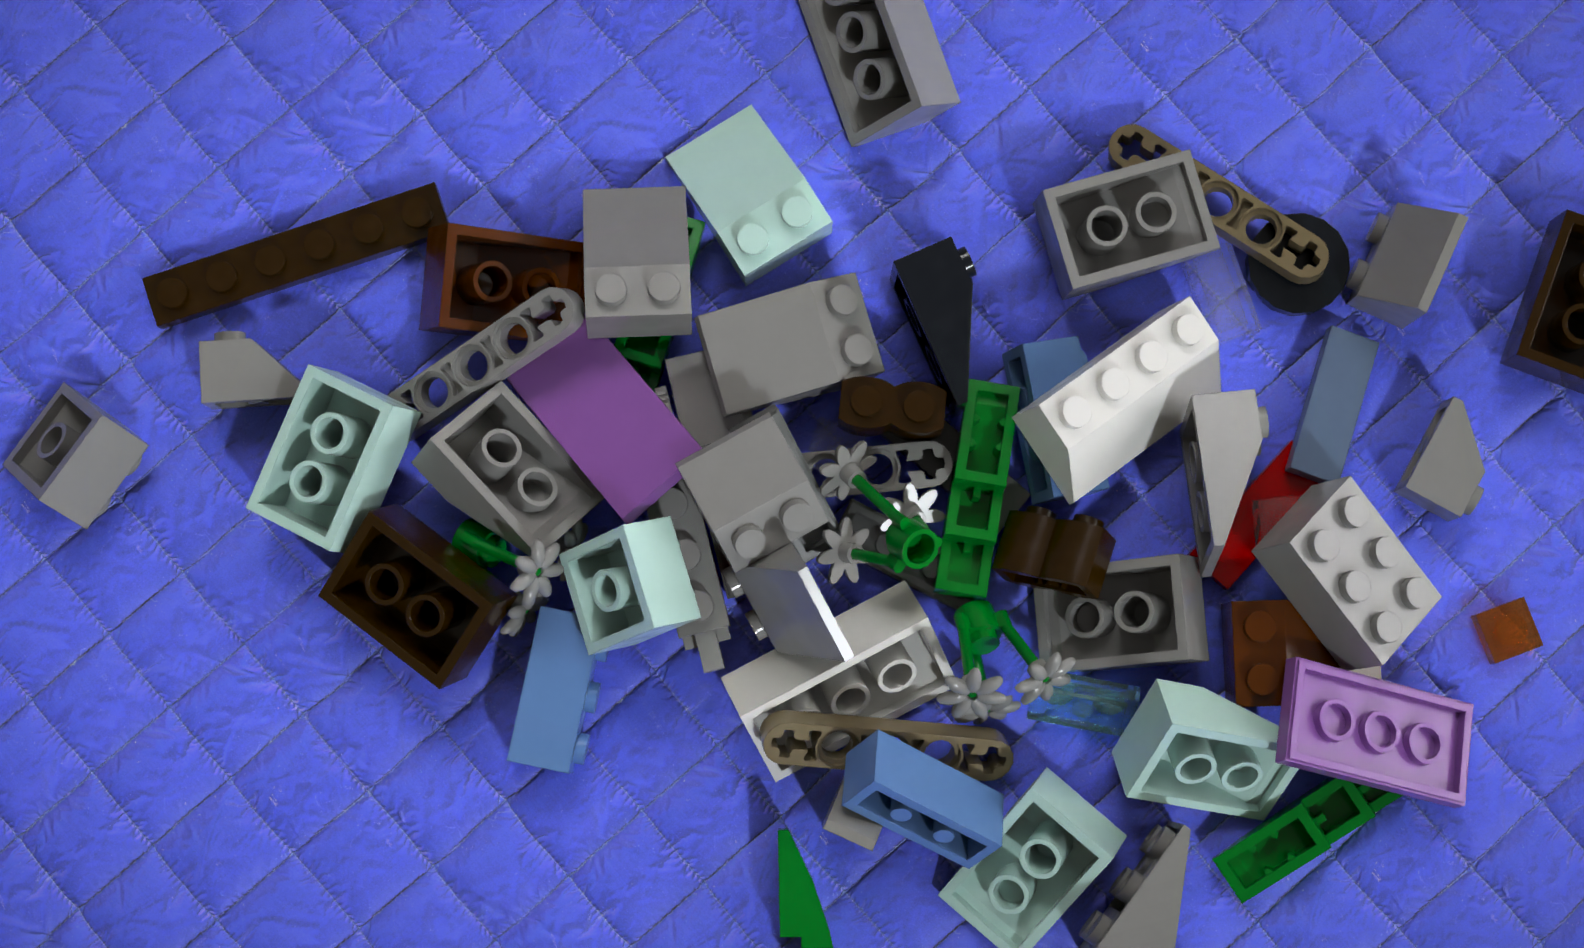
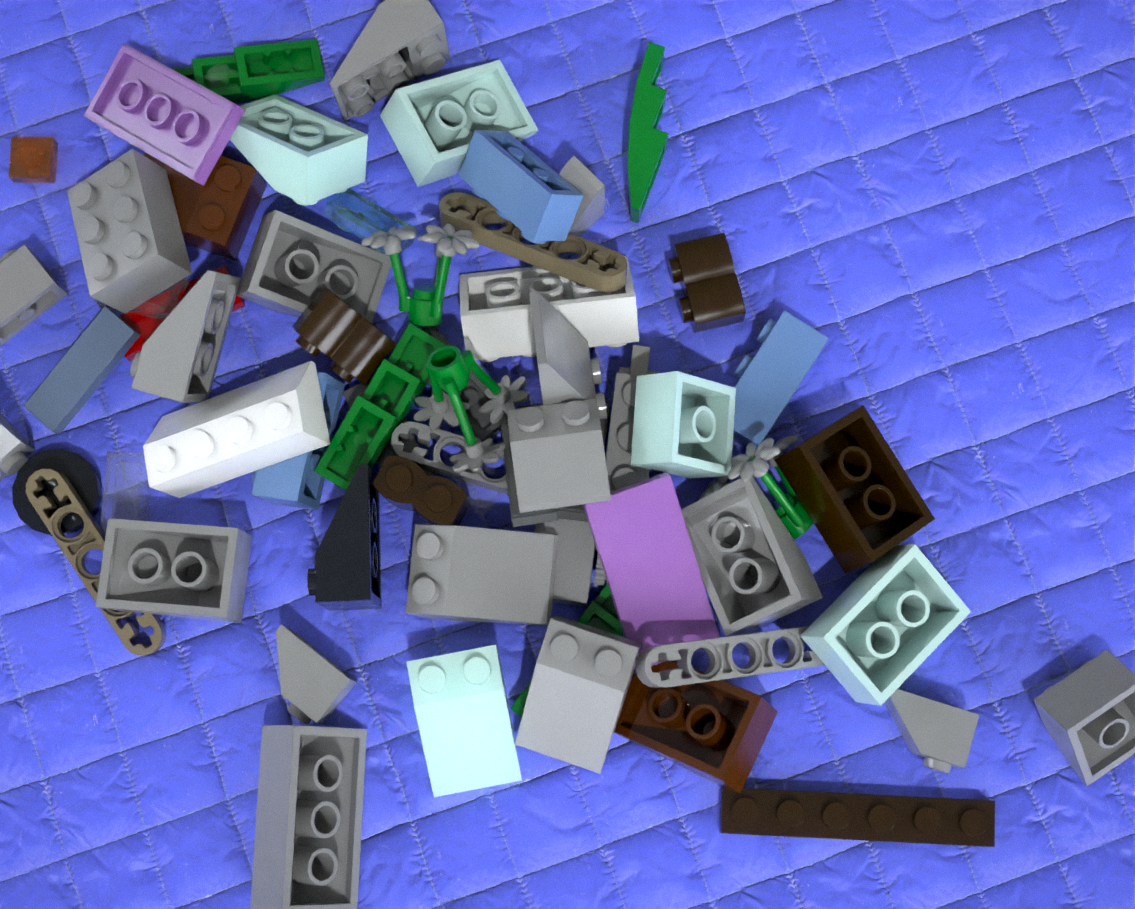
camera: 155 degrees left, 5 degrees down
(670, 780) = (707, 282): none -> dark brown brick
(933, 172) = (309, 678): none -> light grey slope

